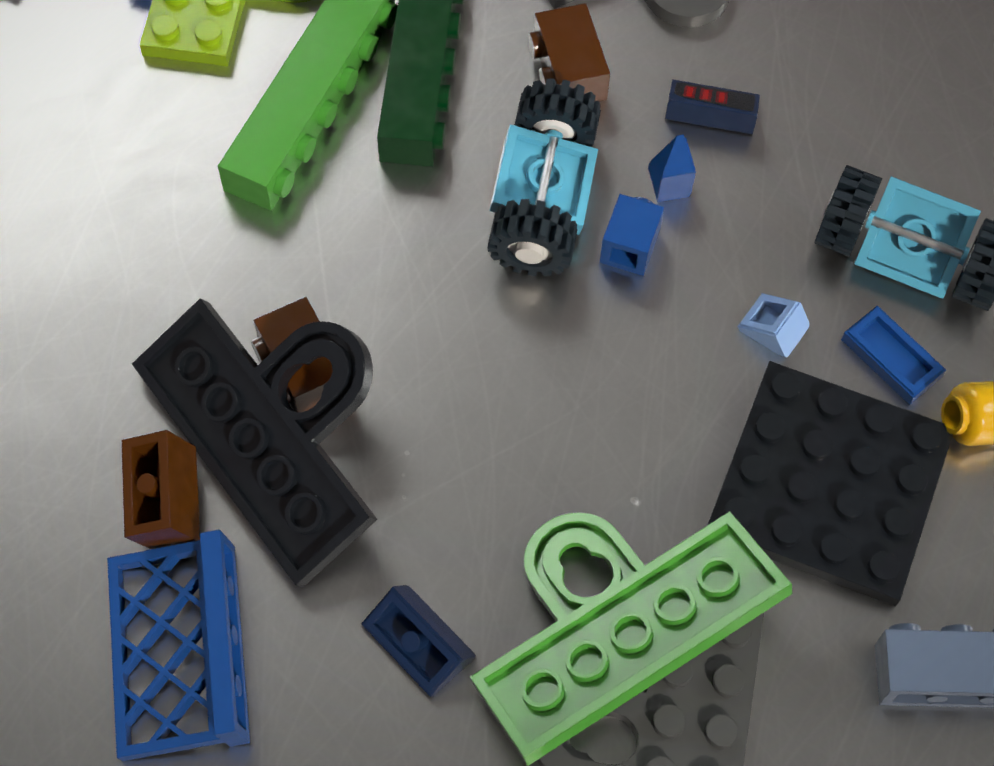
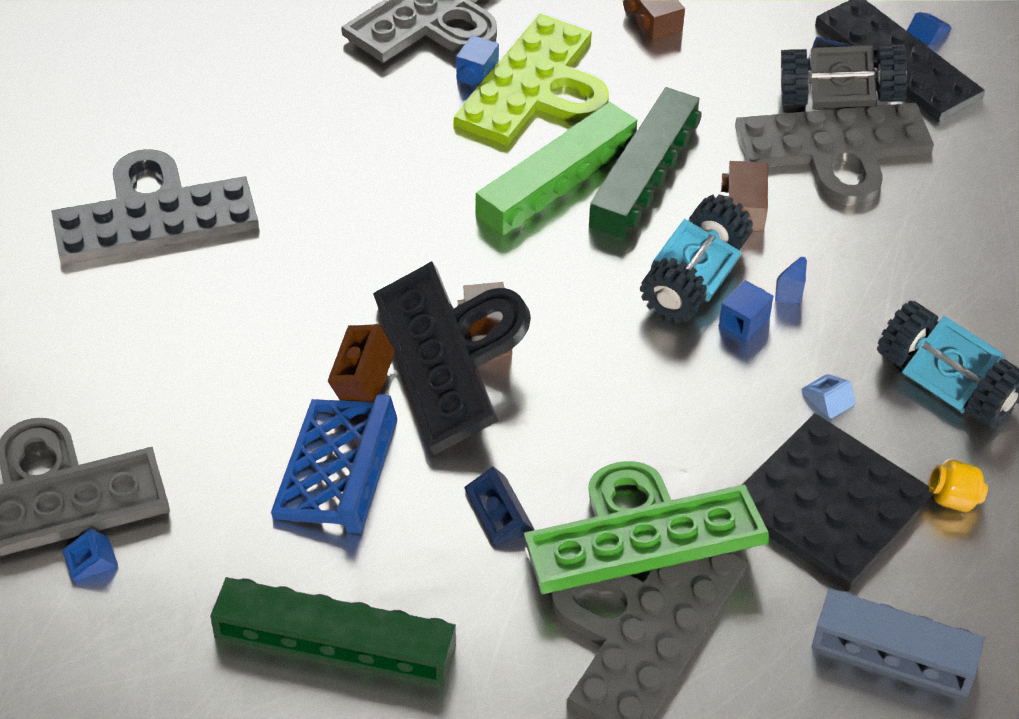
camera: 20 degrees right, 15 degrees down
(712, 106) = (837, 253): dark blue slope -> none
(893, 355) = (909, 437): blue tile -> none

